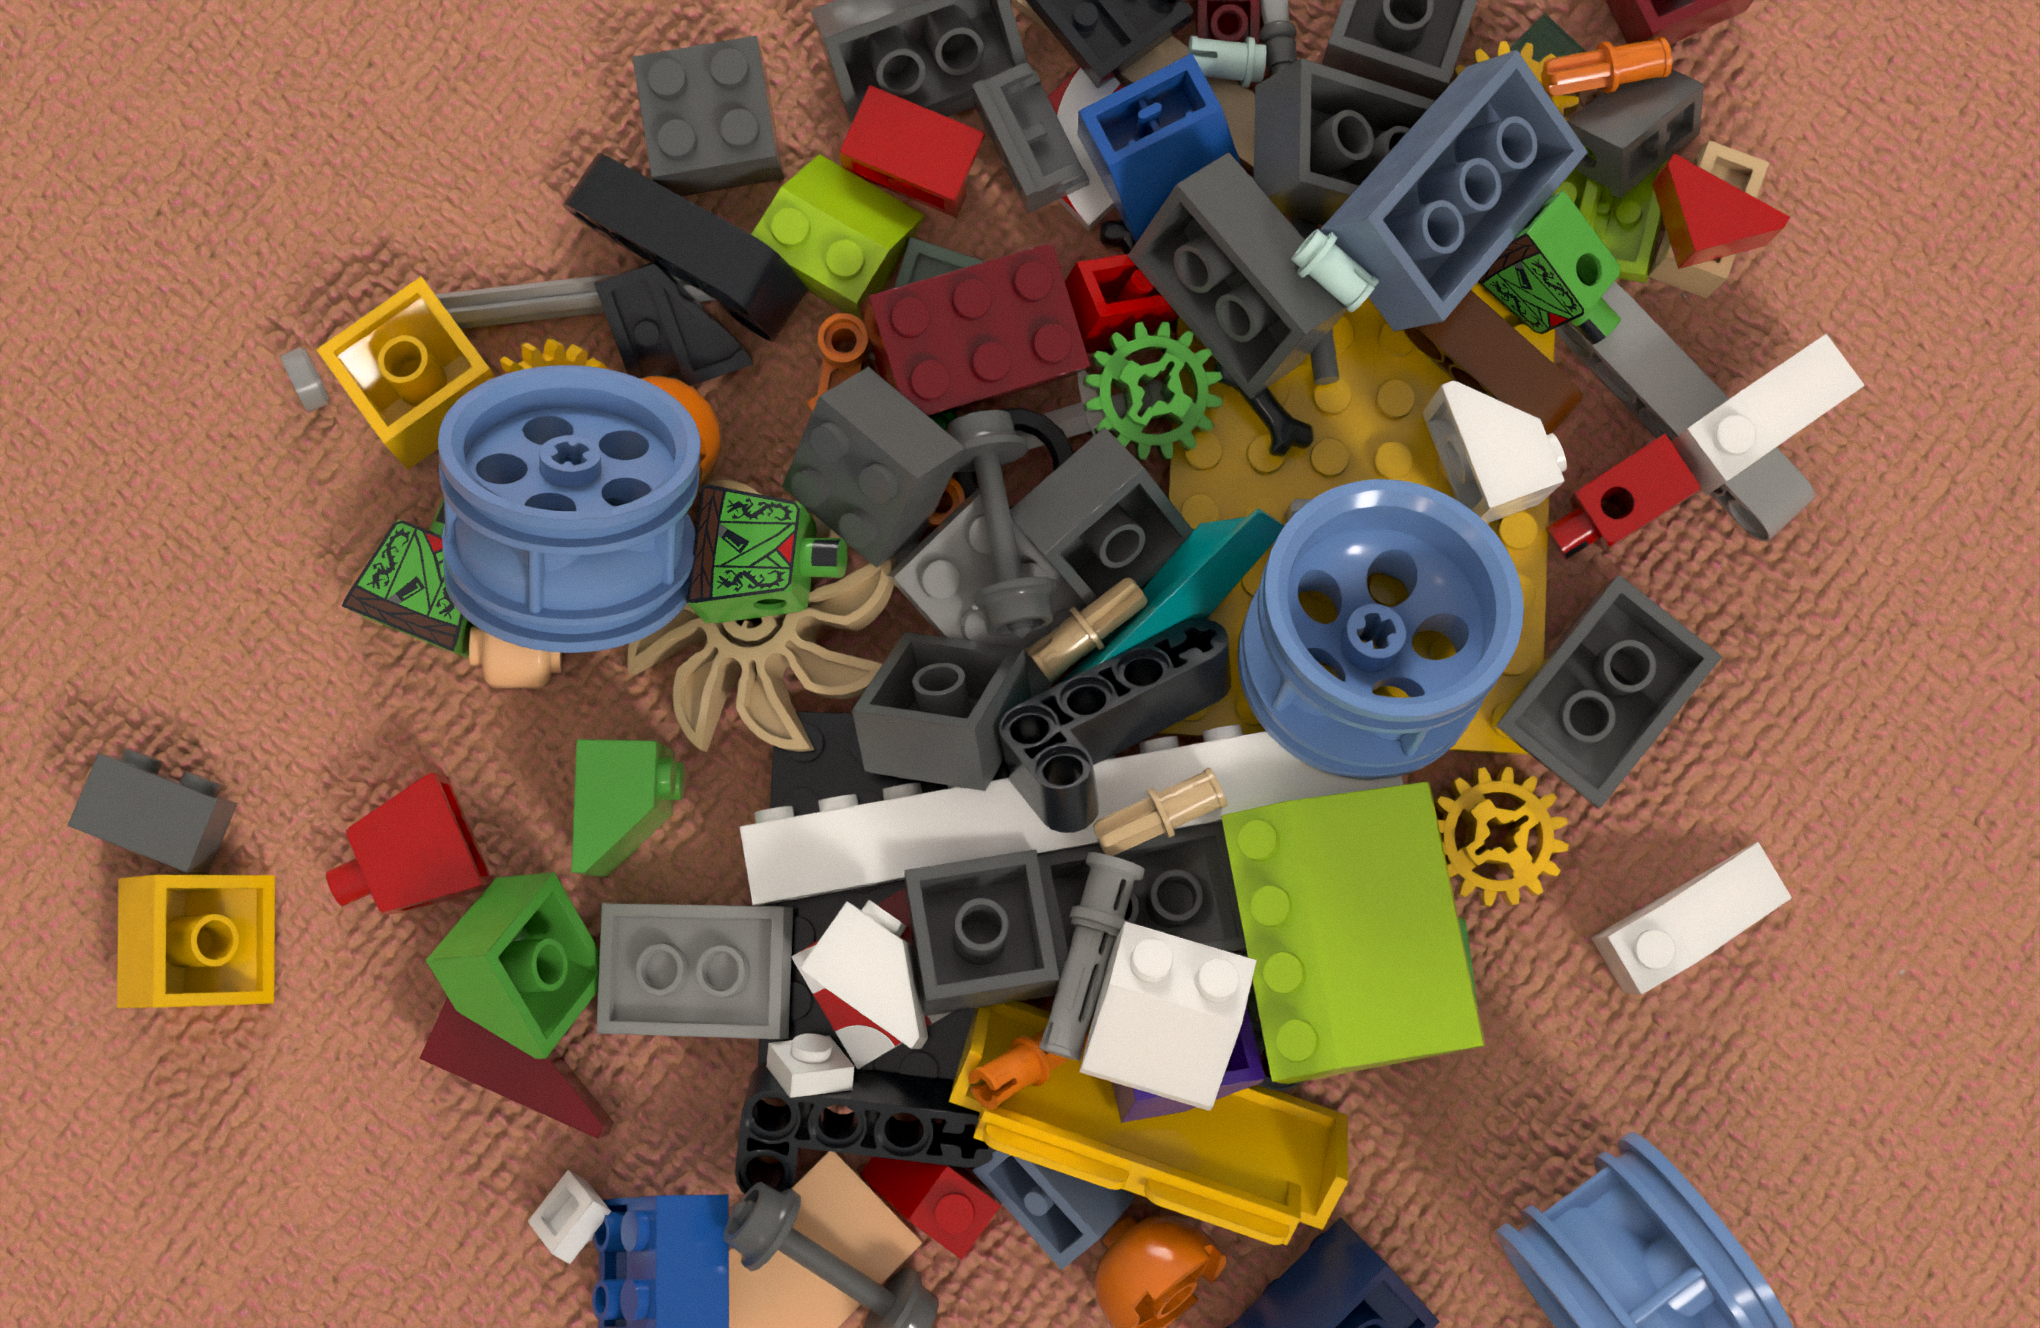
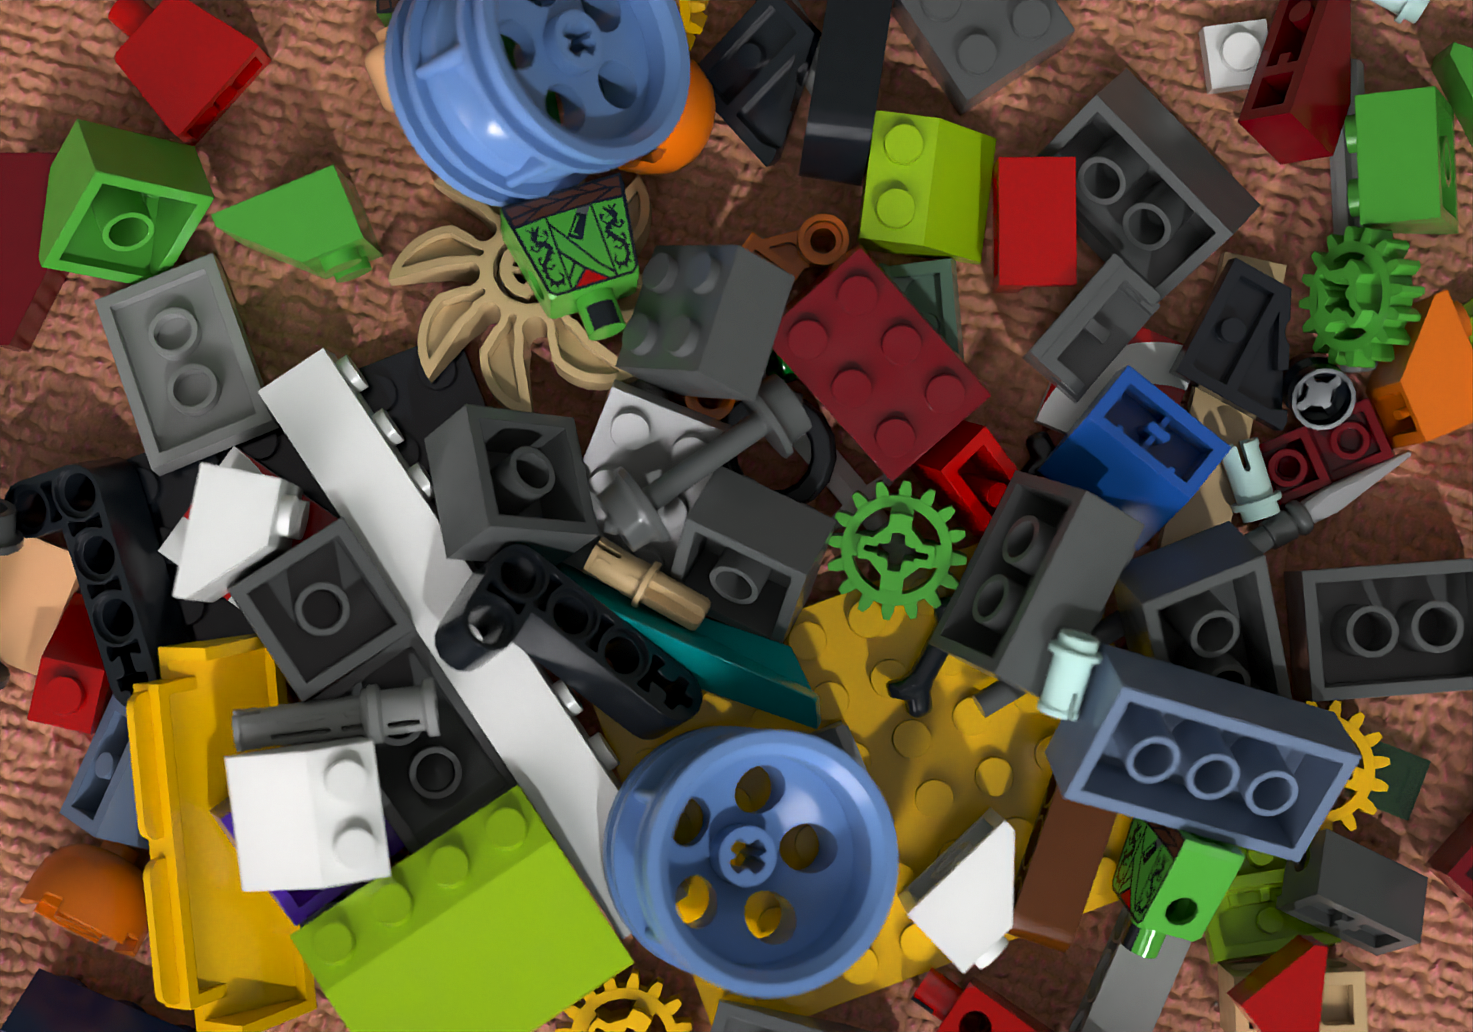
camera: 65 degrees right, 5 degrees up
(810, 1065) = (138, 507): white plate -> none
(1014, 1070) = (206, 693): orange axle -> none
(1159, 813) = (496, 726): tan axle -> none
(1607, 67) = (1396, 844): orange axle -> none

